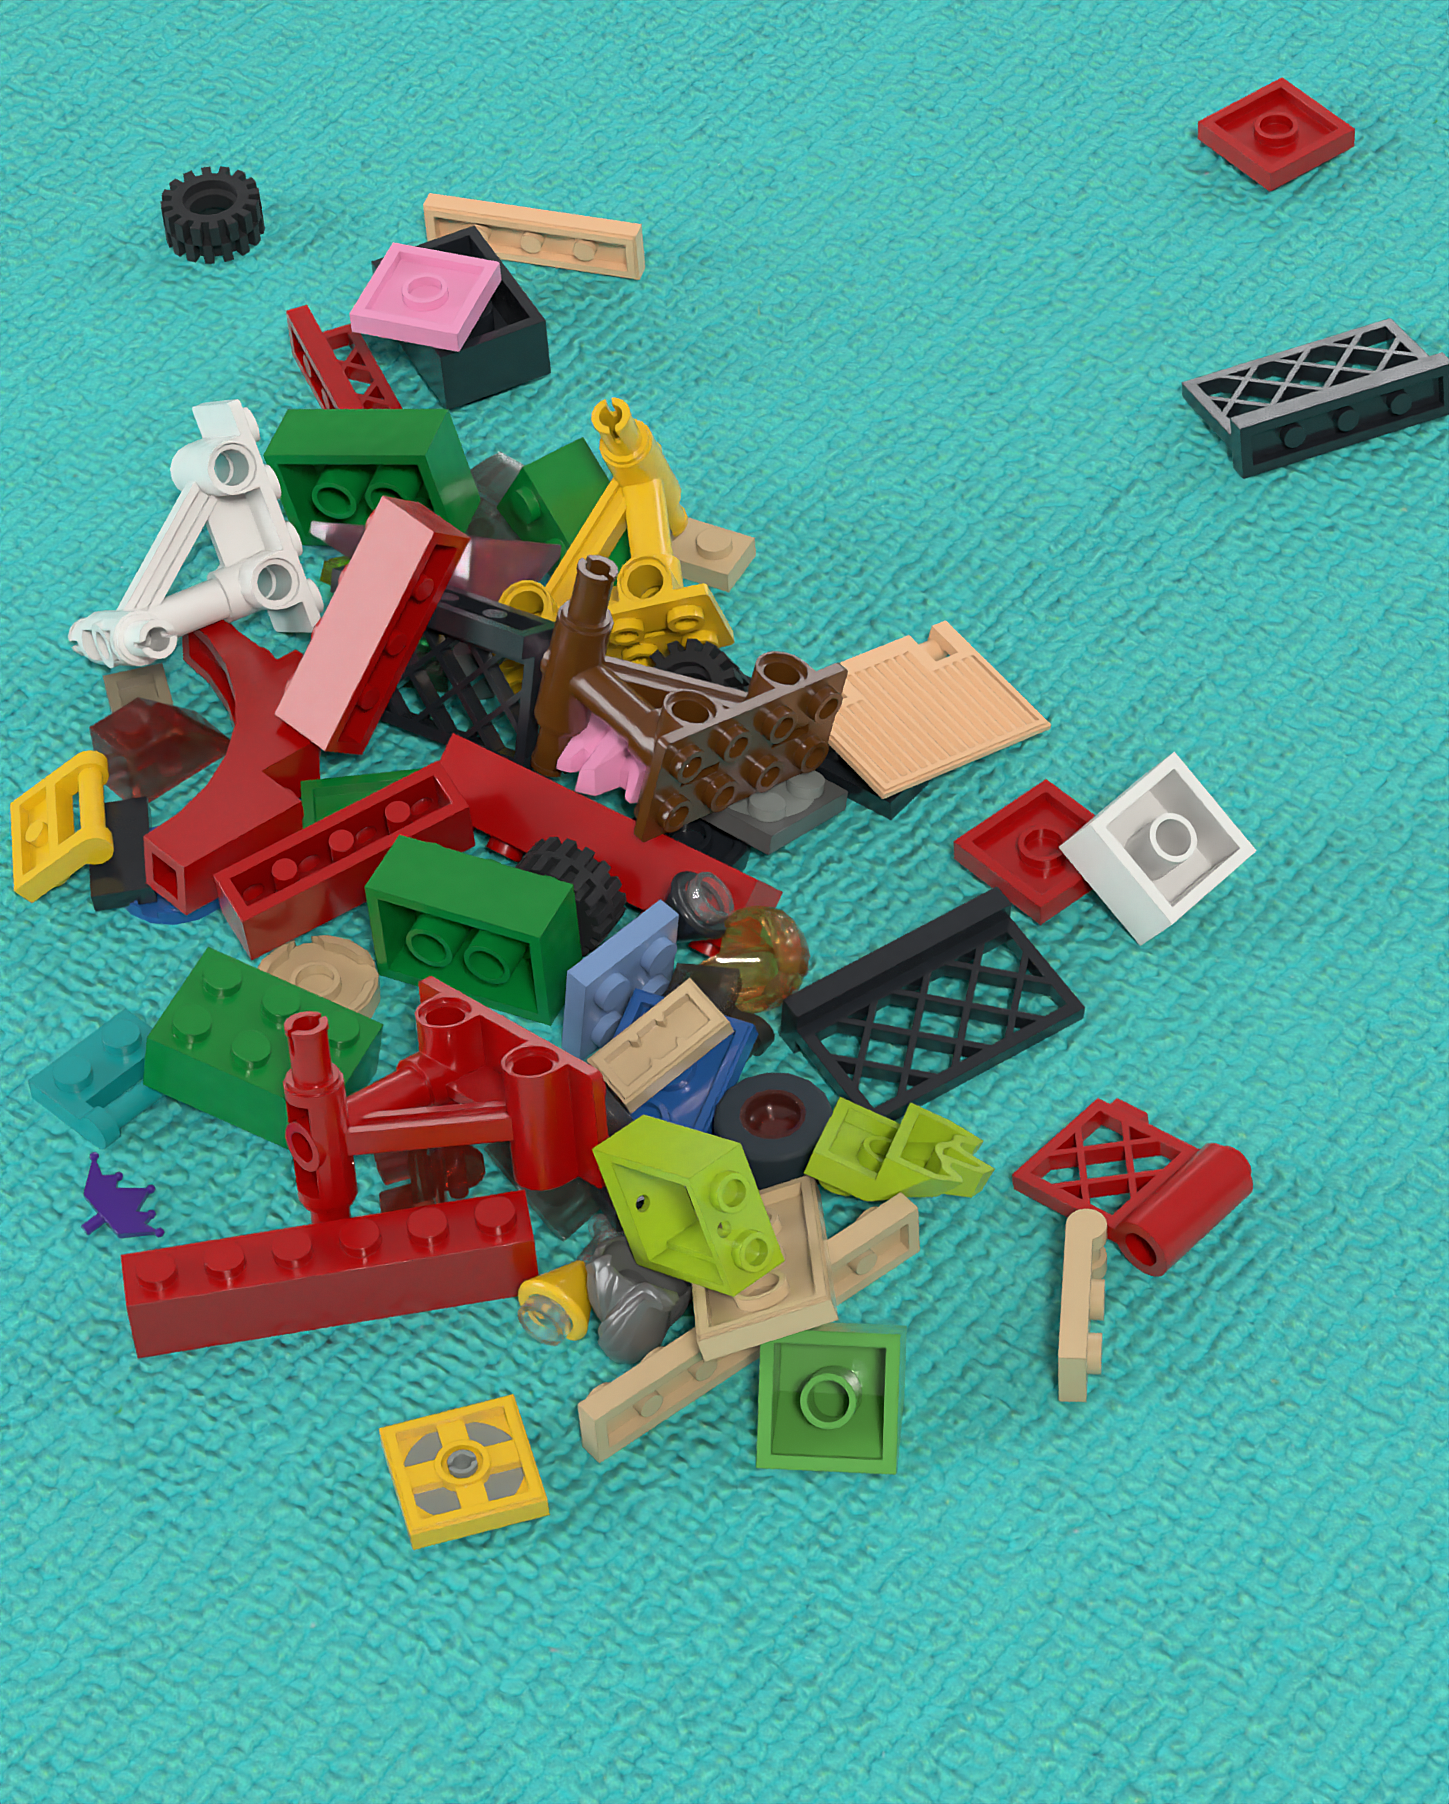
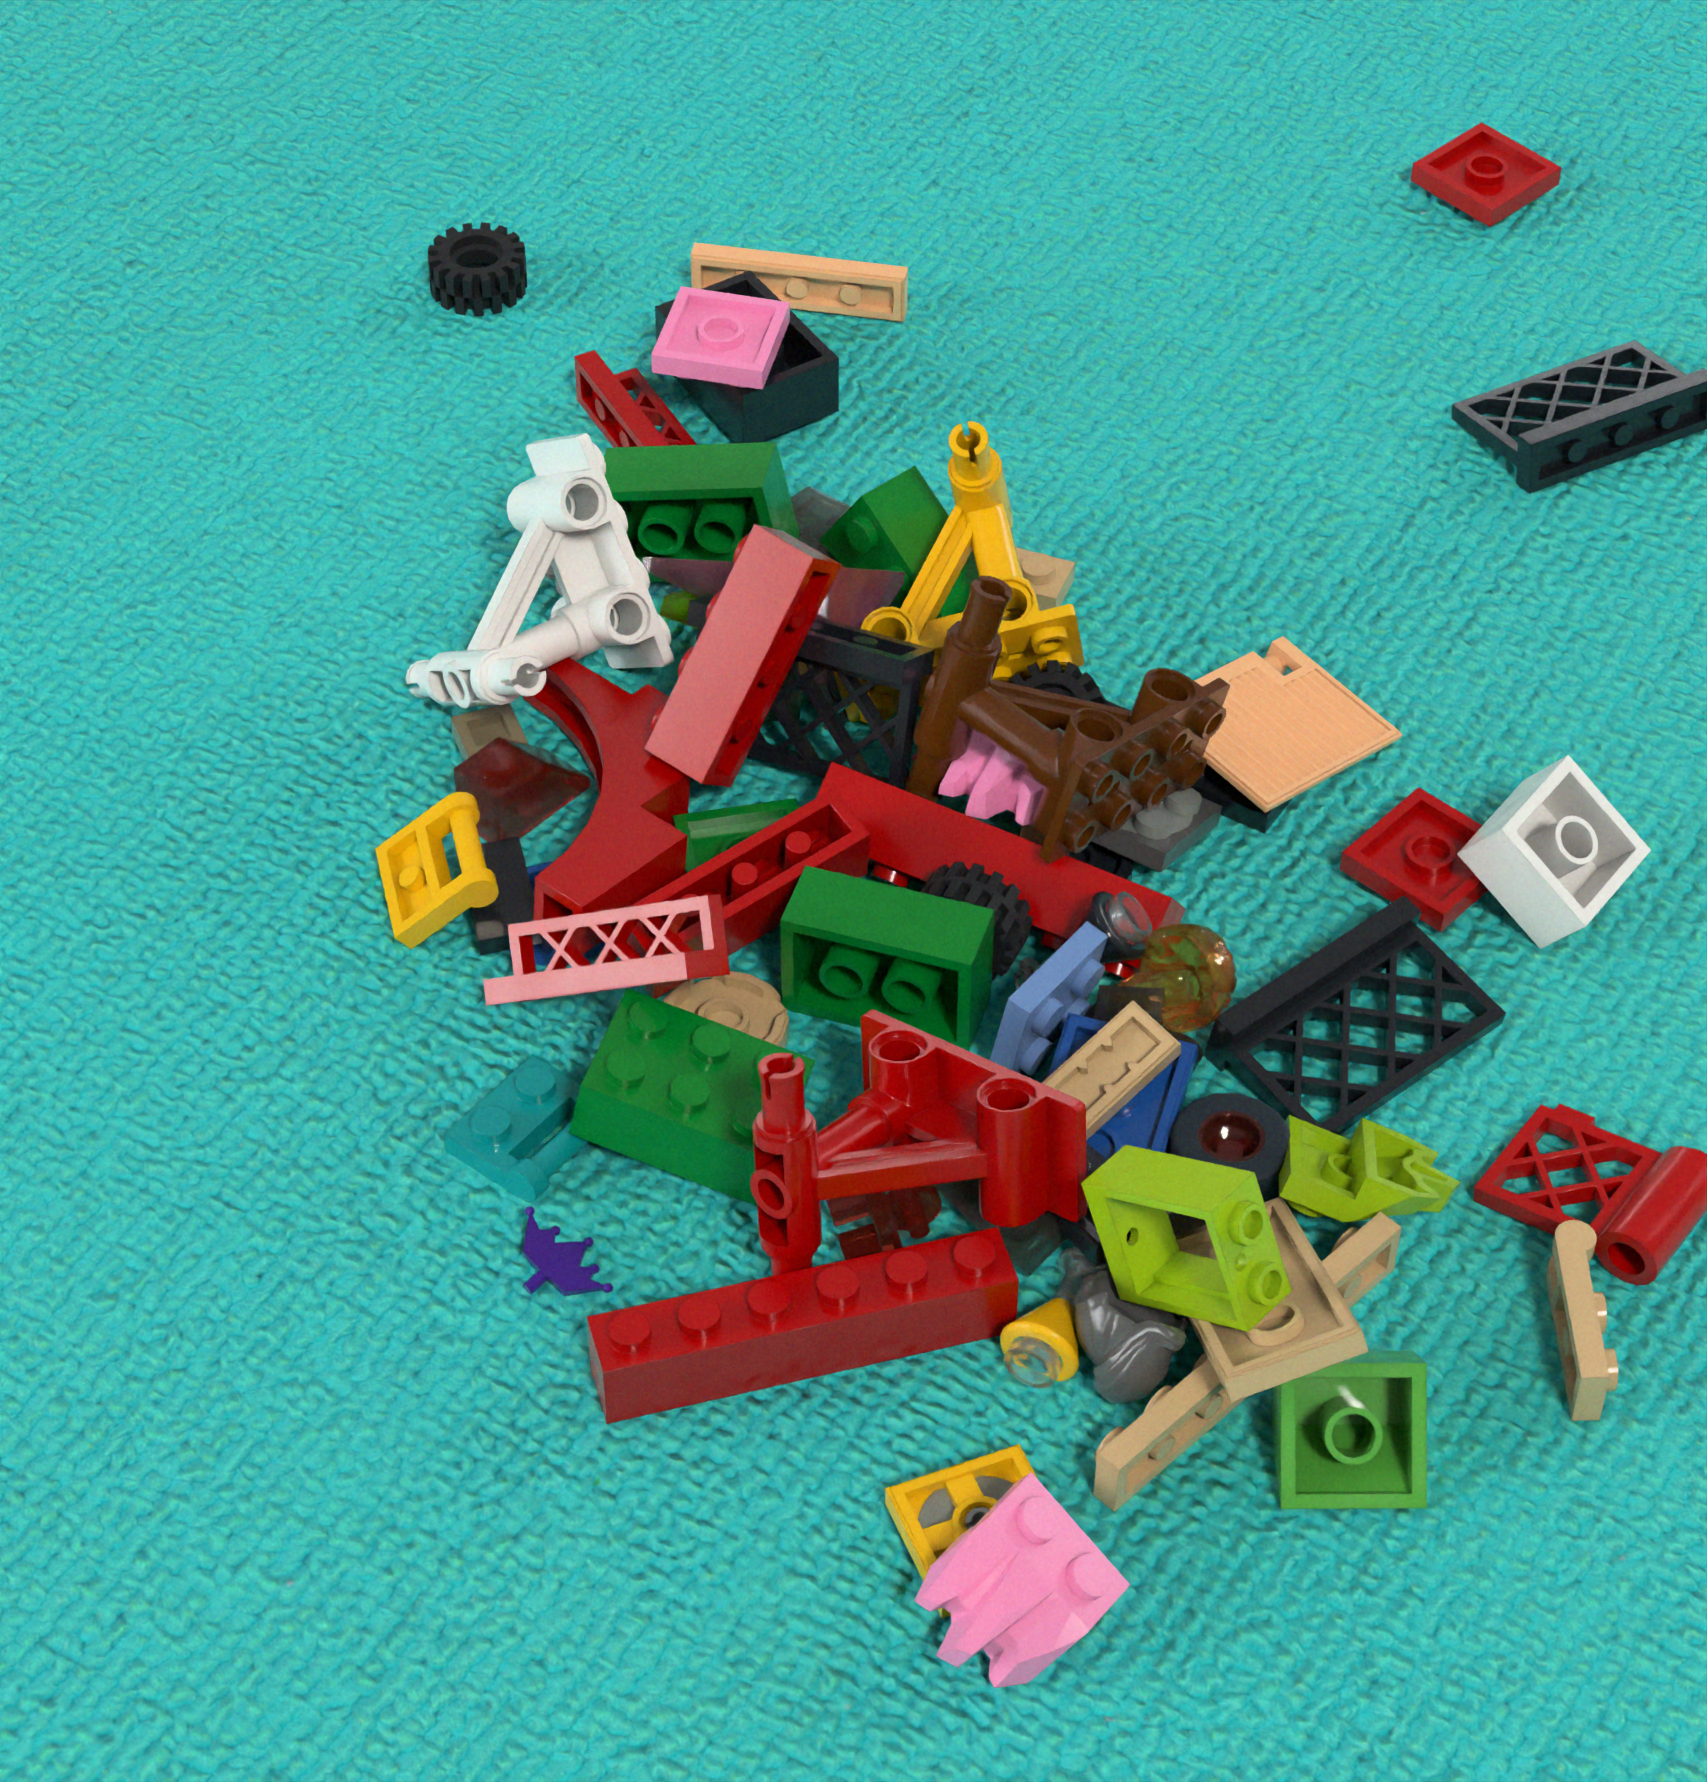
camera: 10 degrees left, 0 degrees up
(210, 923) = (606, 972): none -> fence
(482, 1521) = (1020, 1586): none -> bright pink plate

